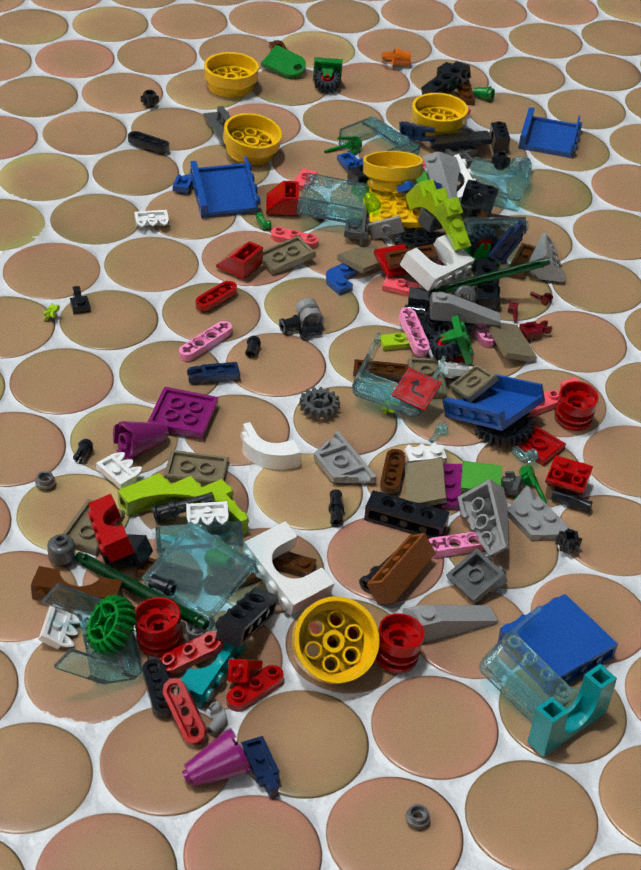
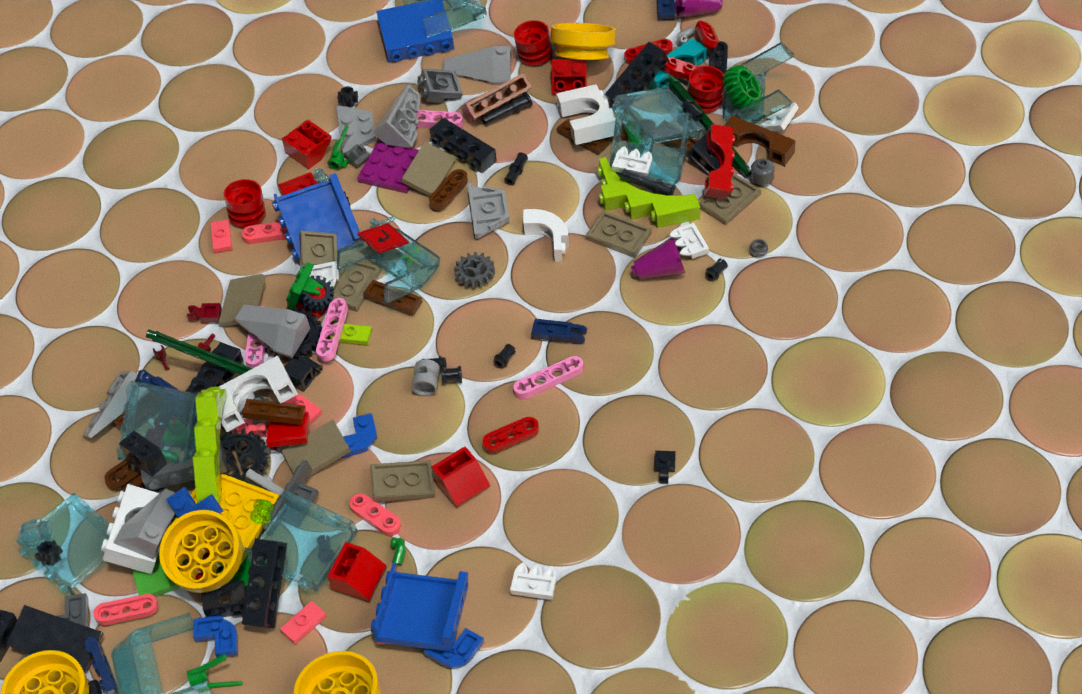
camera: 150 degrees left, 10 degrees up
(52, 309) = (701, 453): lime plant -> none
(184, 411) = (608, 290): magenta plate -> none
(340, 170) = (270, 592): none -> black brick
(423, 452) = (407, 205): white plate -> none
(469, 290) = (253, 347): dark grey head -> none
(477, 473) = (381, 156): bright green tile -> none

